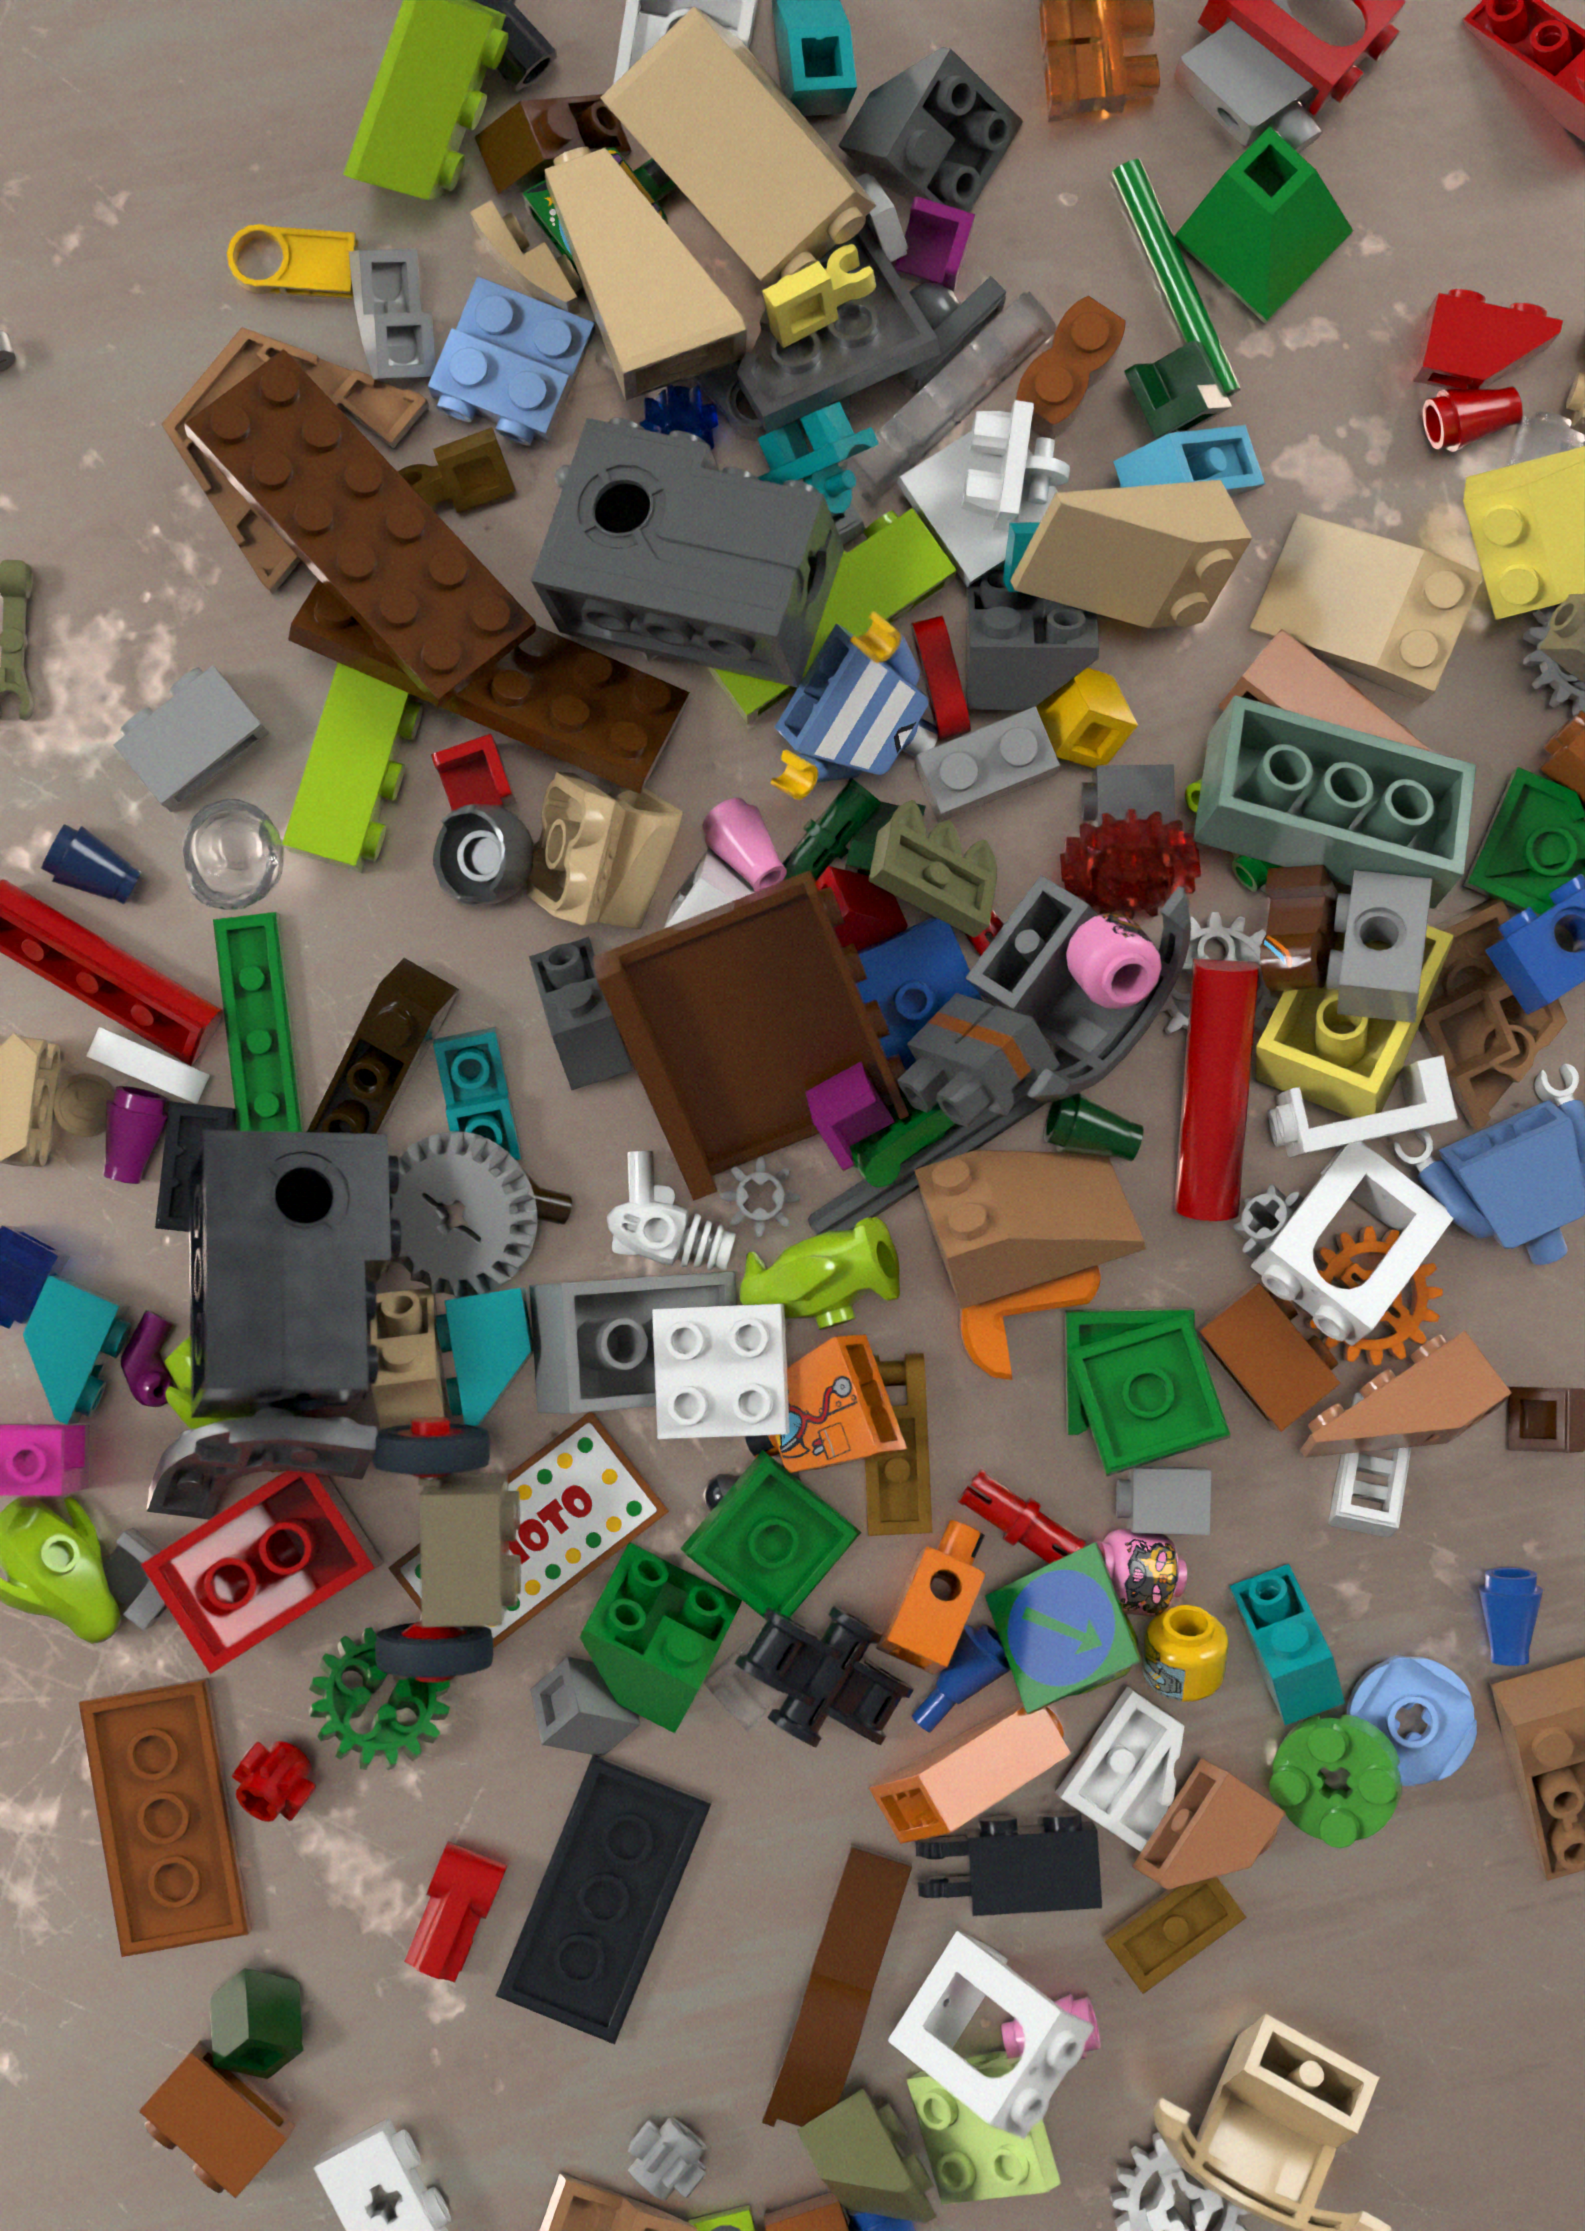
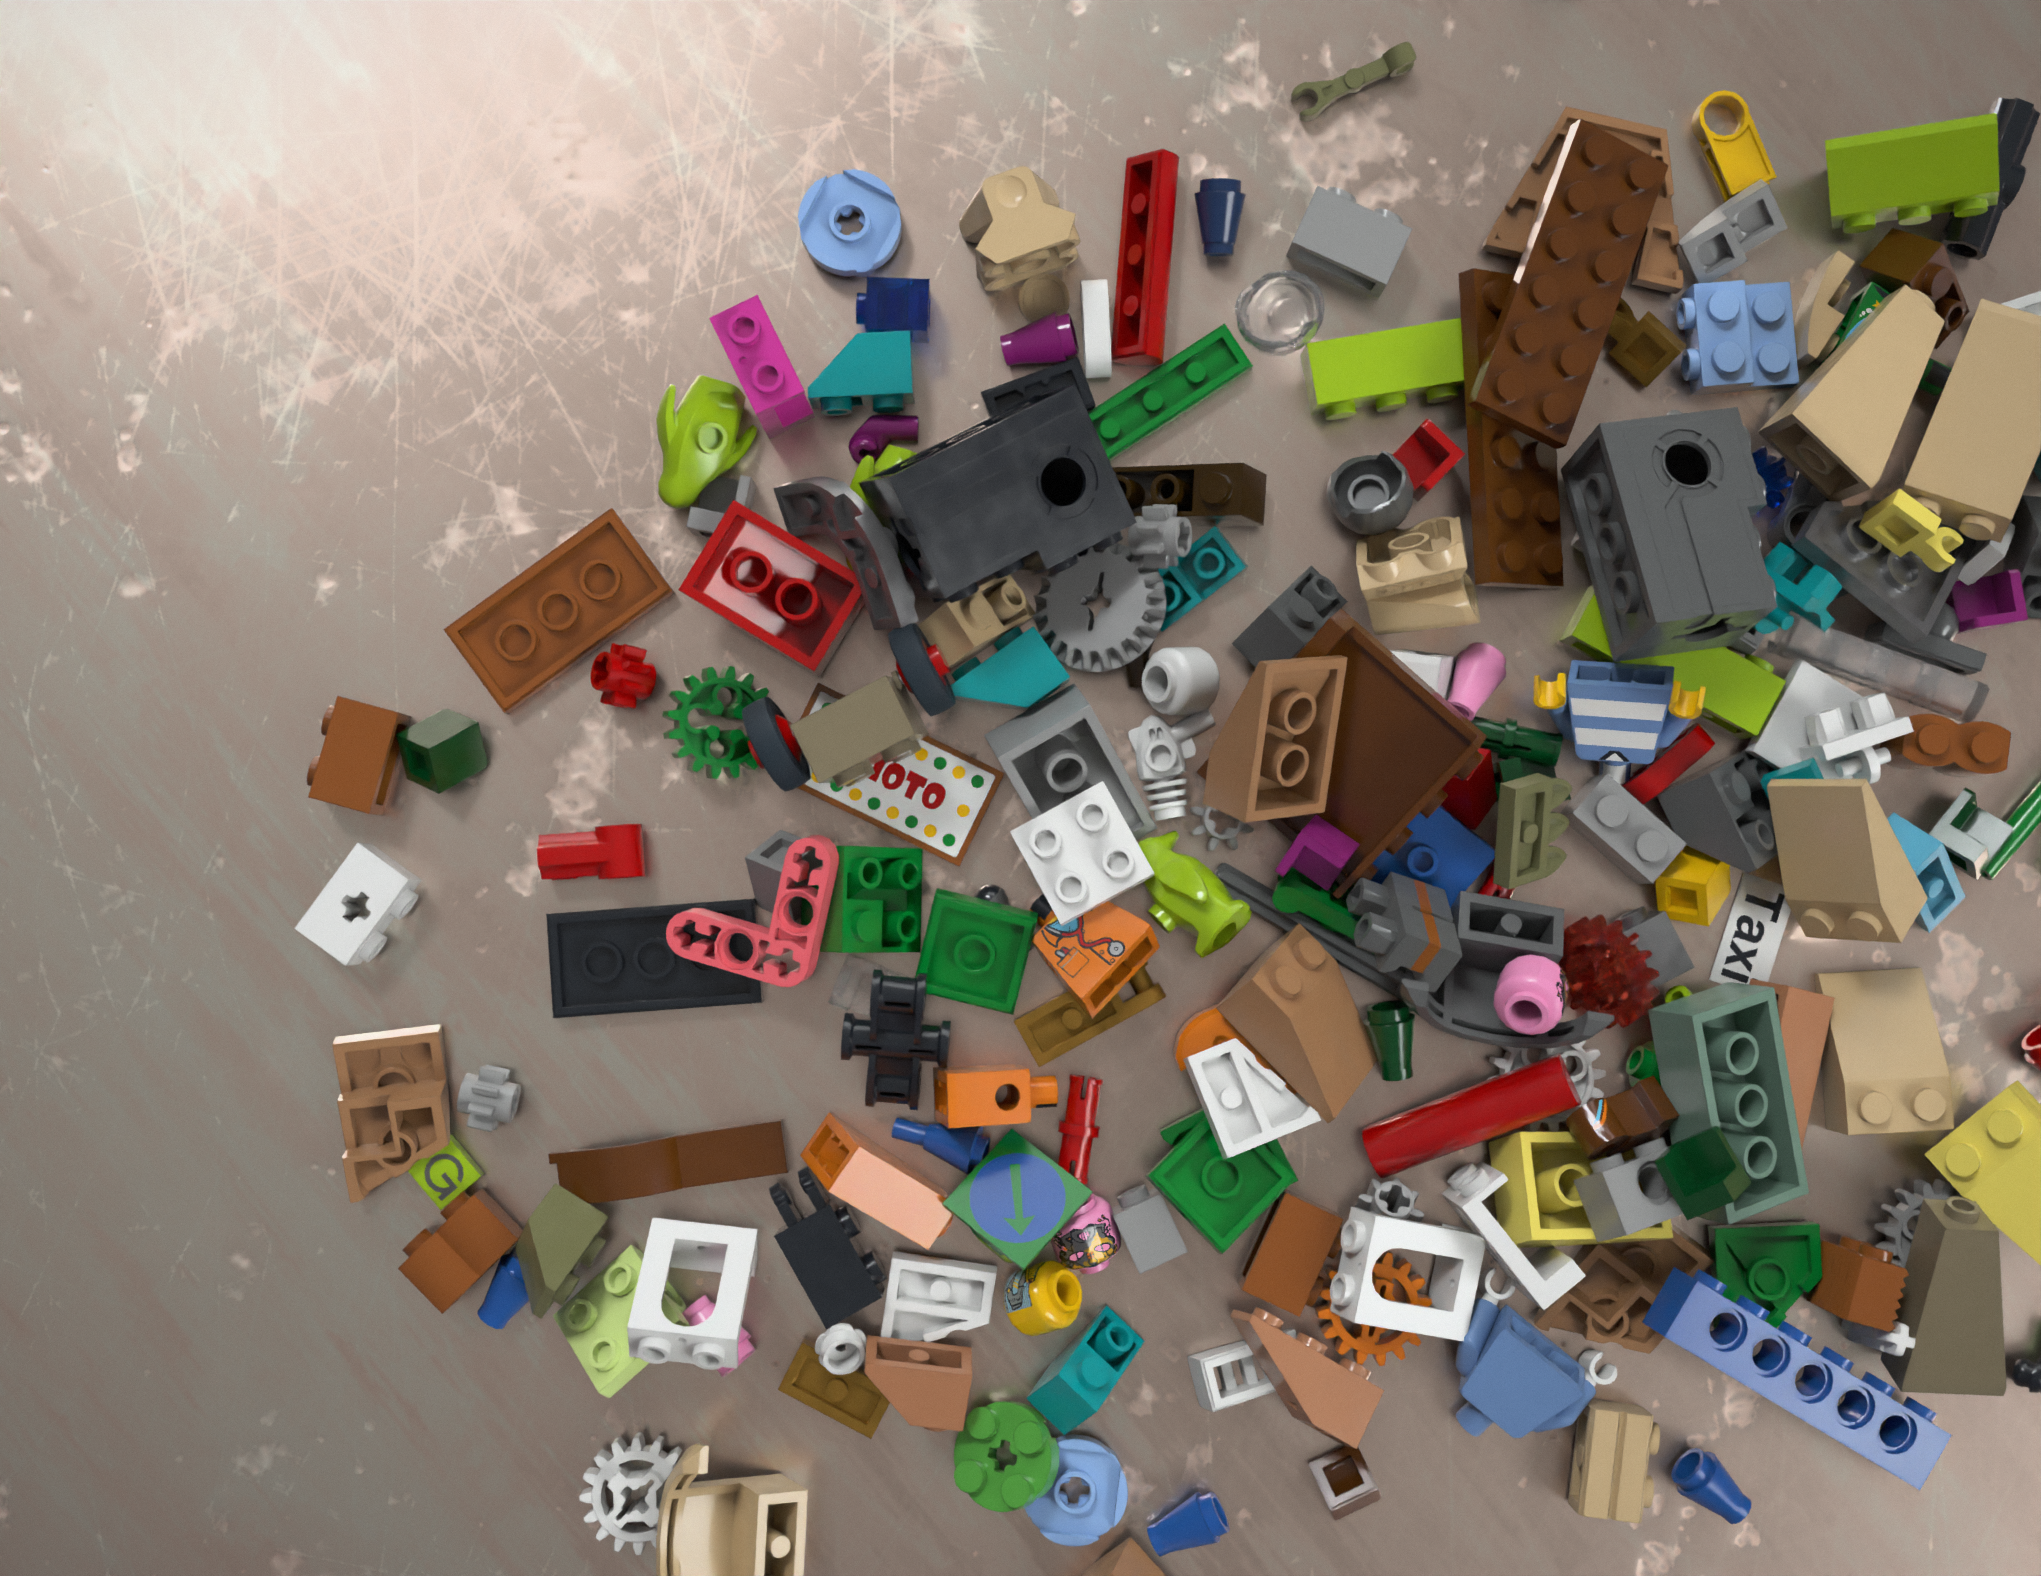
camera: 60 degrees right, 0 degrees up
(415, 1111) = (1160, 536): none -> light grey gear
(585, 1166) = (1181, 680): none -> white head
(645, 1742) = (783, 931): none -> coral beam
(704, 1099) = (1278, 741): none -> medium nougat slope
(1075, 1327) = (1244, 1099): none -> white wing
(1144, 1905) = (845, 1358): none -> white plate
(1171, 677) = (1752, 932): none -> white sticker
(1391, 877) = (1702, 1172): none -> dark green panel

